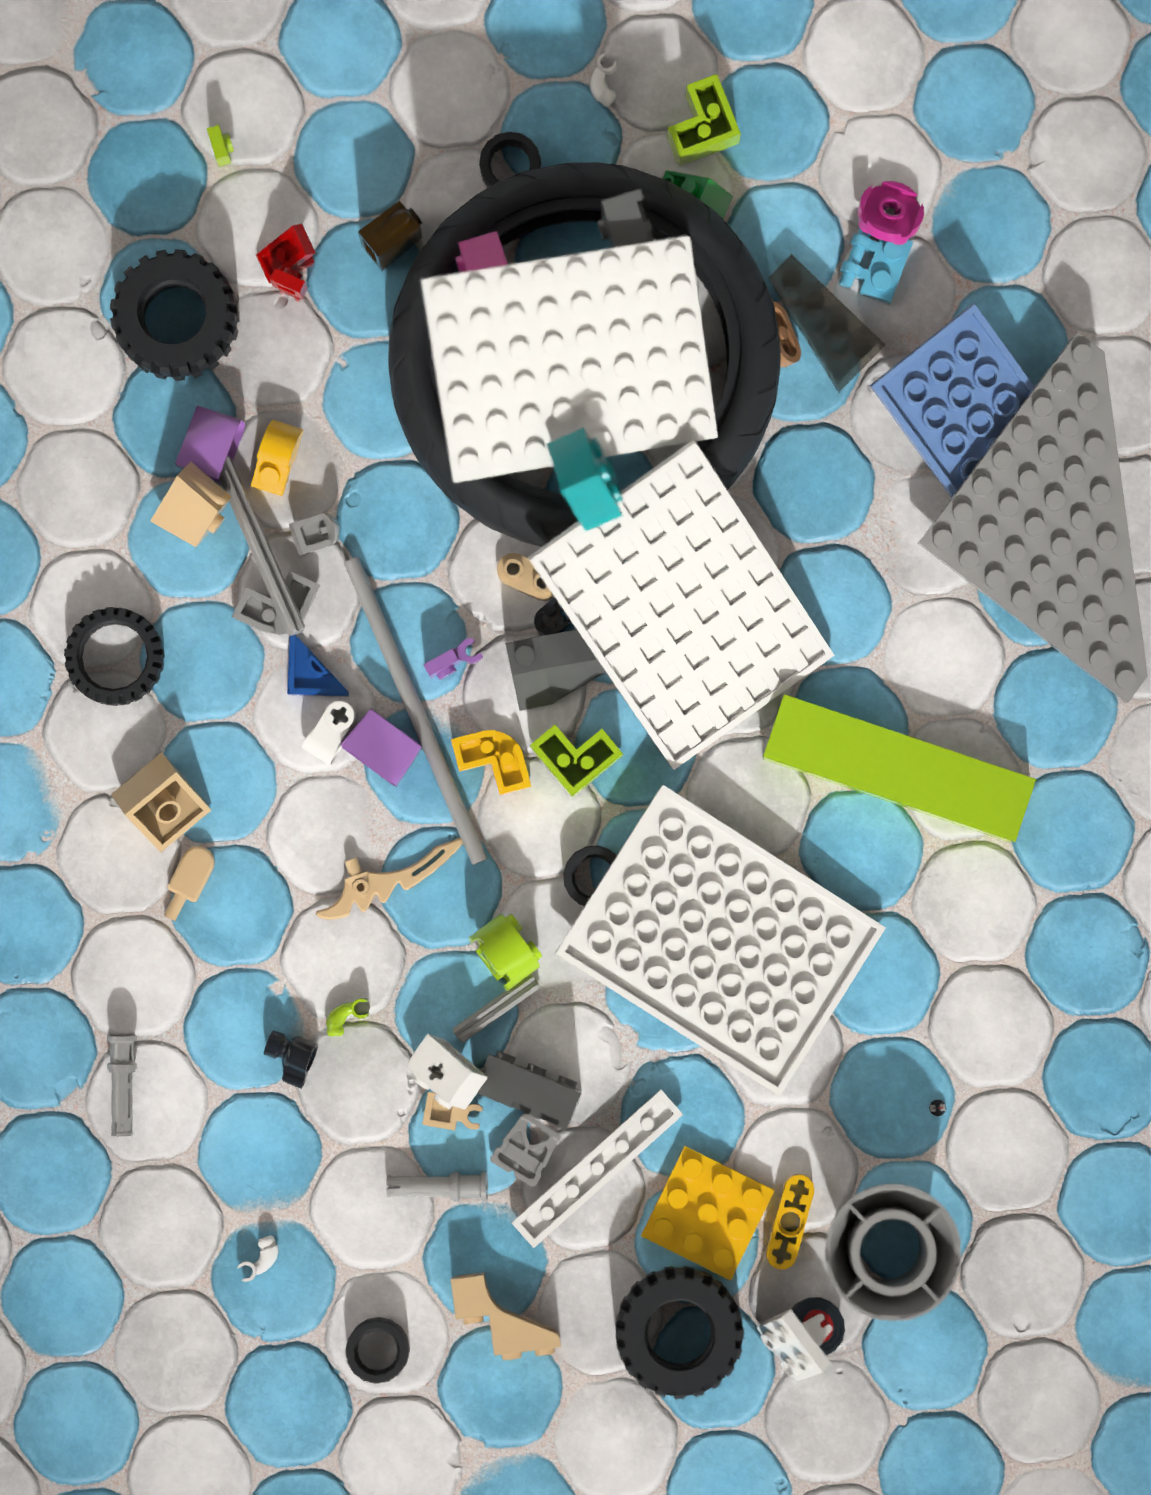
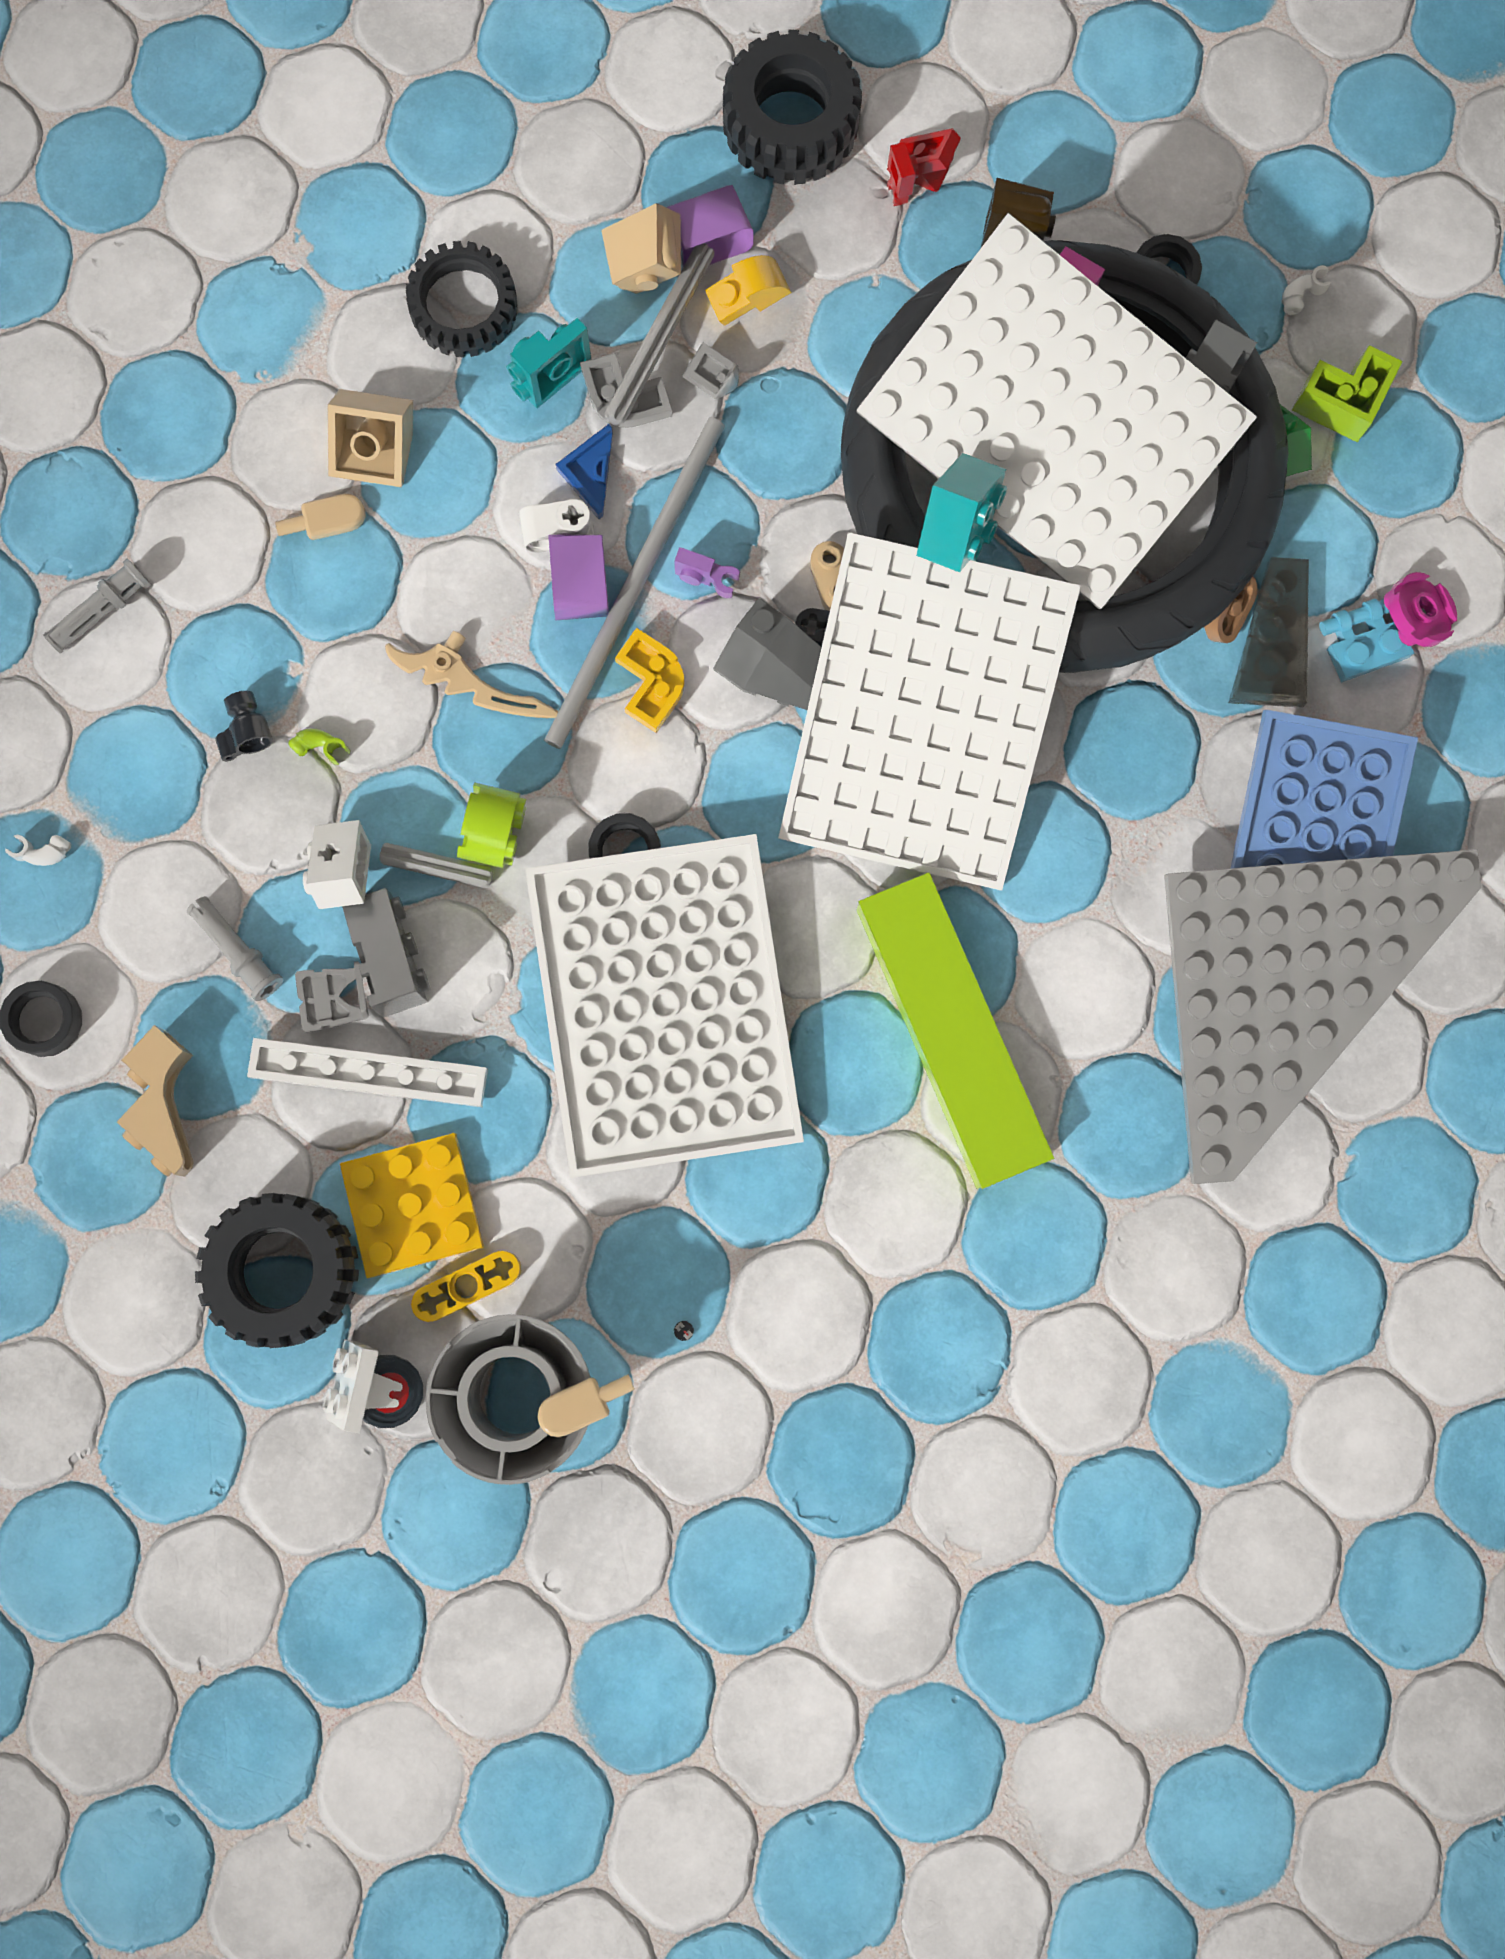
camera: 40 degrees right, 5 degrees down
(215, 648) = (547, 366): none -> teal plate
(221, 145) = (964, 33): lime plate -> none
(442, 1117) = (303, 905): tan plate -> none
(574, 767) = (708, 752): lime brick -> none
(936, 1212) = (580, 1405): none -> tan piece

